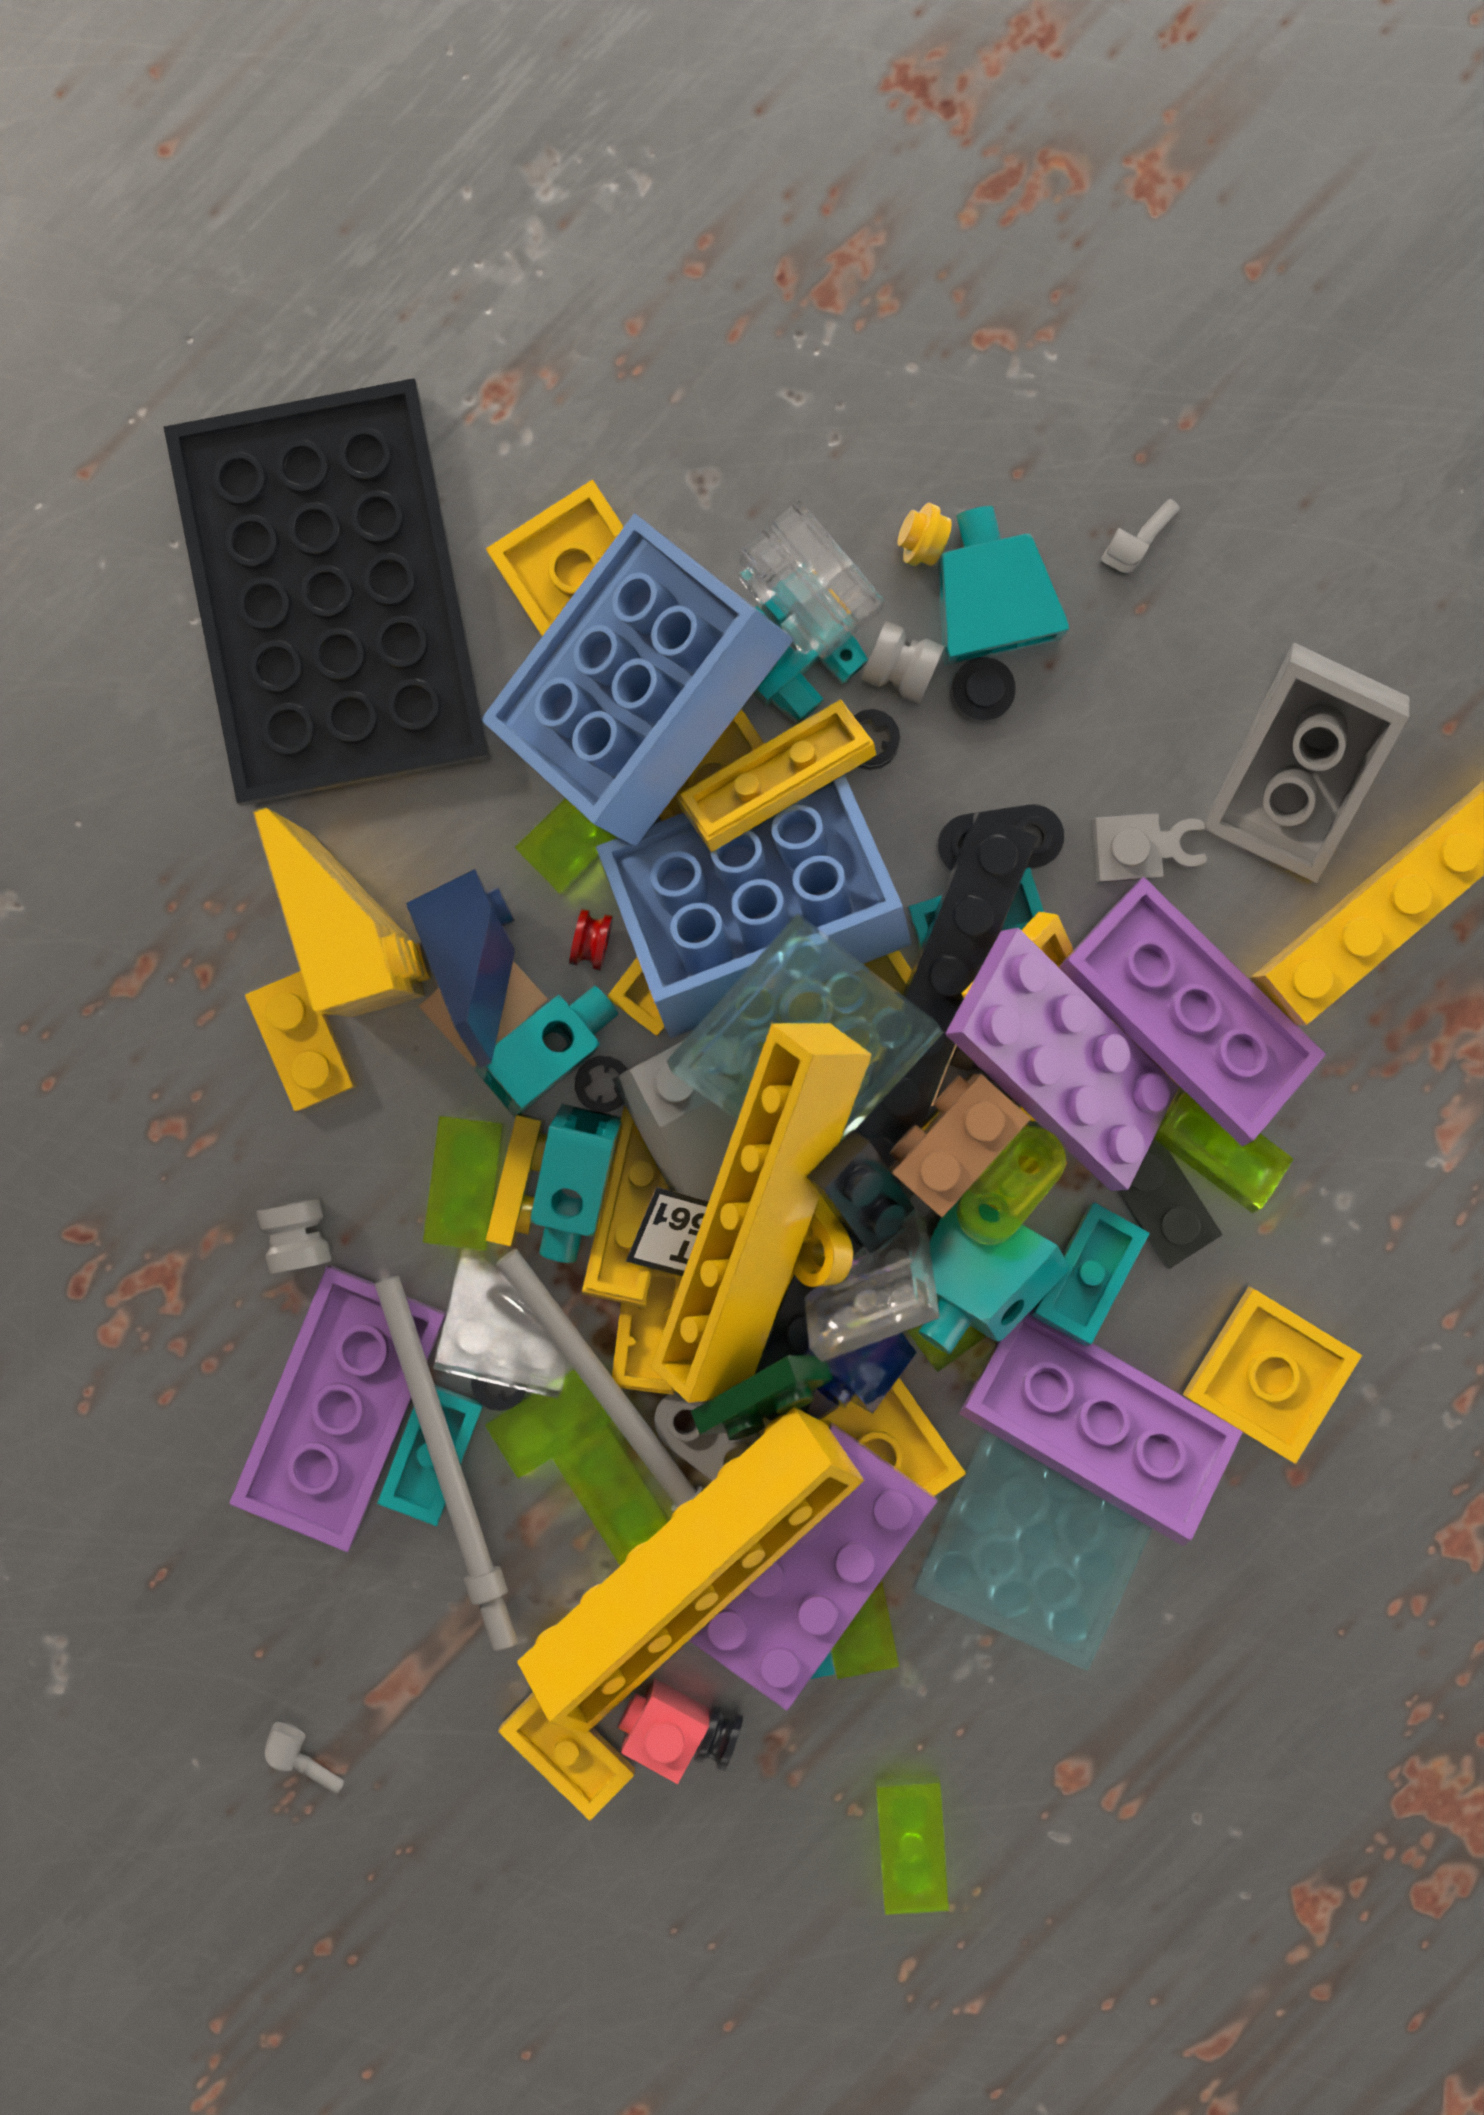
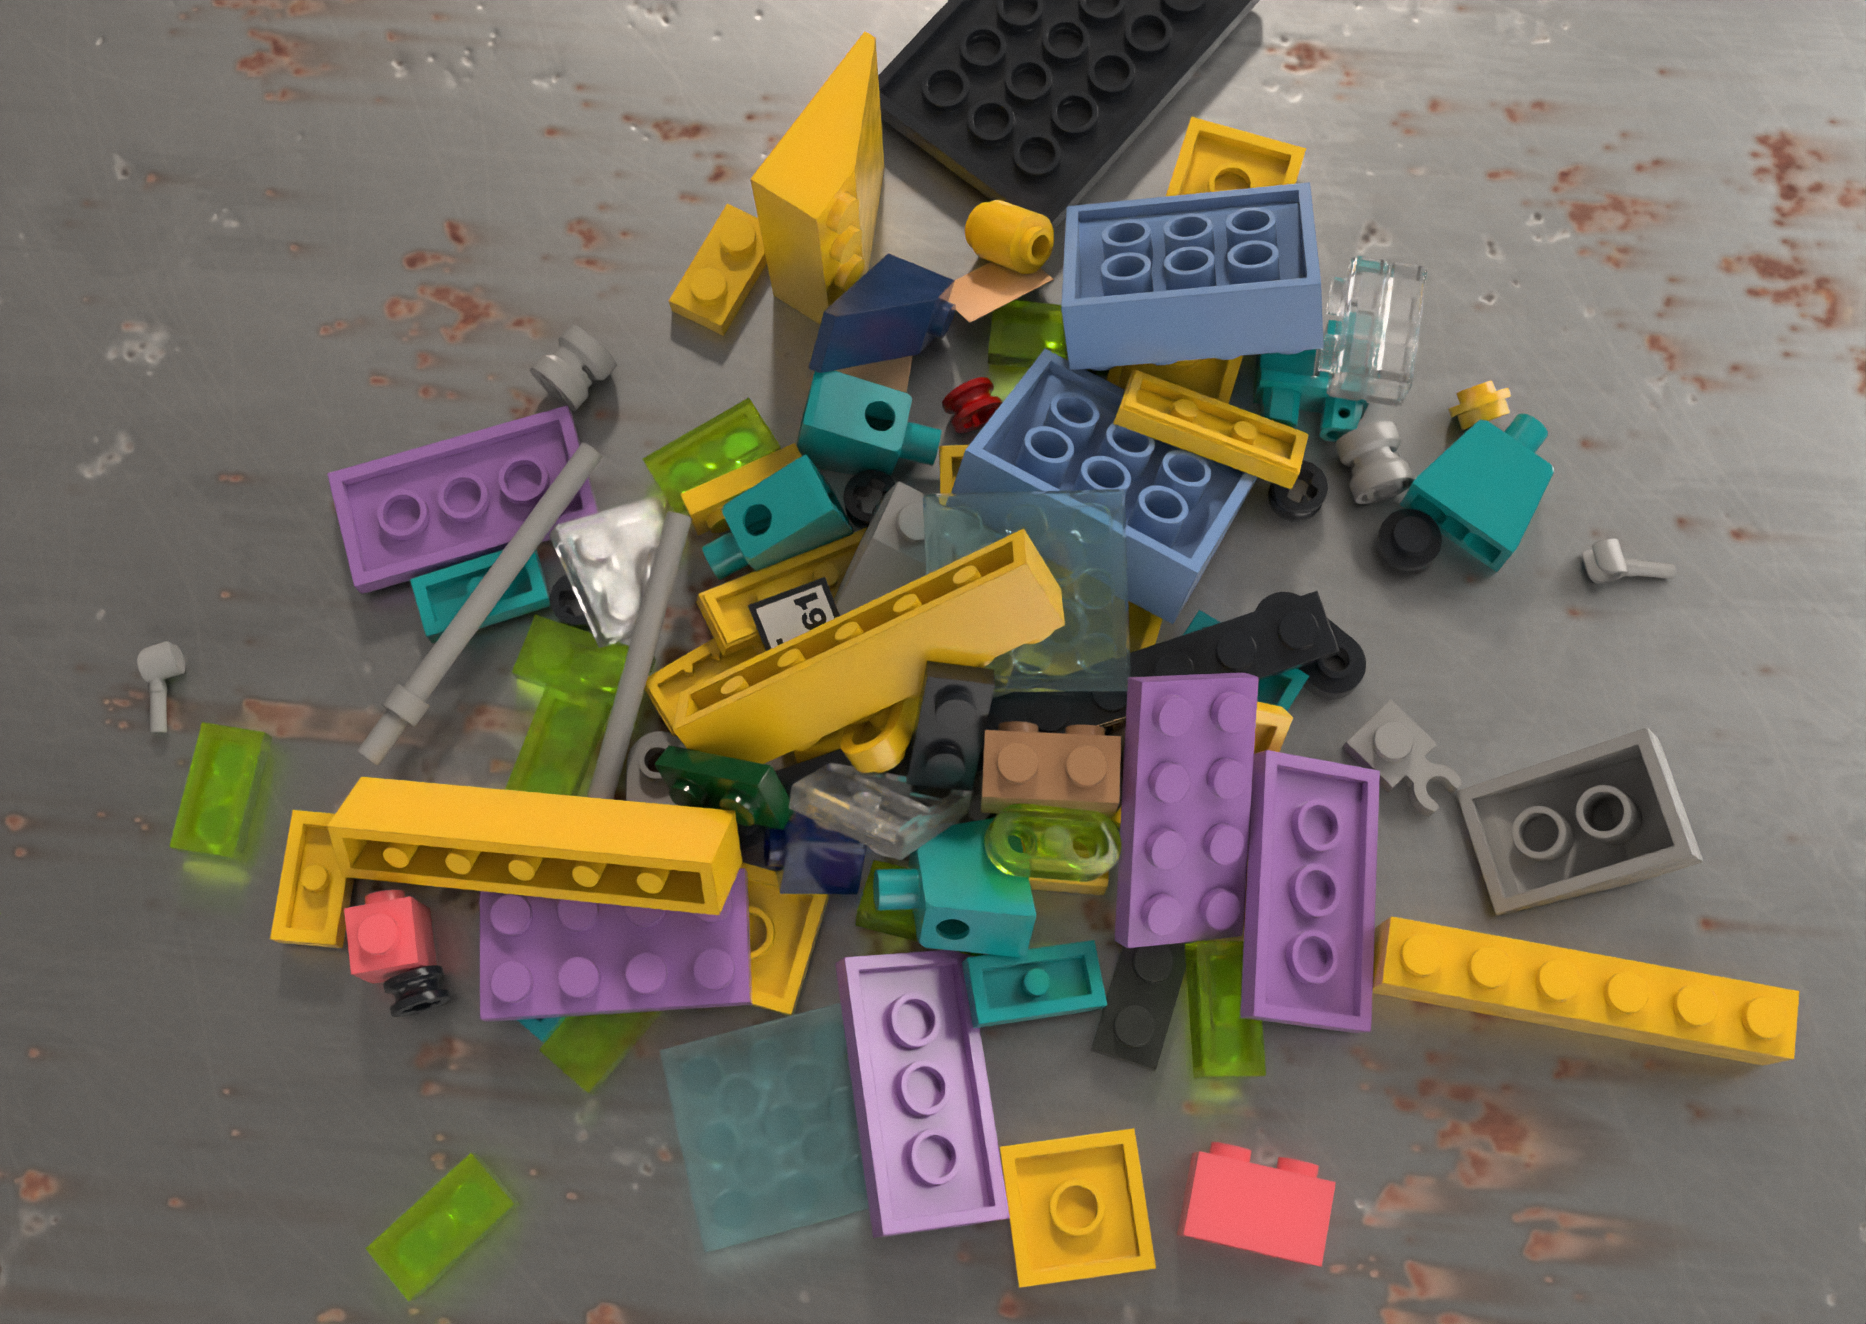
camera: 55 degrees right, 15 degrees down
(434, 1774) = (221, 792): none -> clear neon green plate
(471, 790) = (1010, 236): none -> yellow brick
(501, 834) = (992, 288): none -> light nougat sticker
(1378, 1245) = (1257, 1206): none -> coral brick

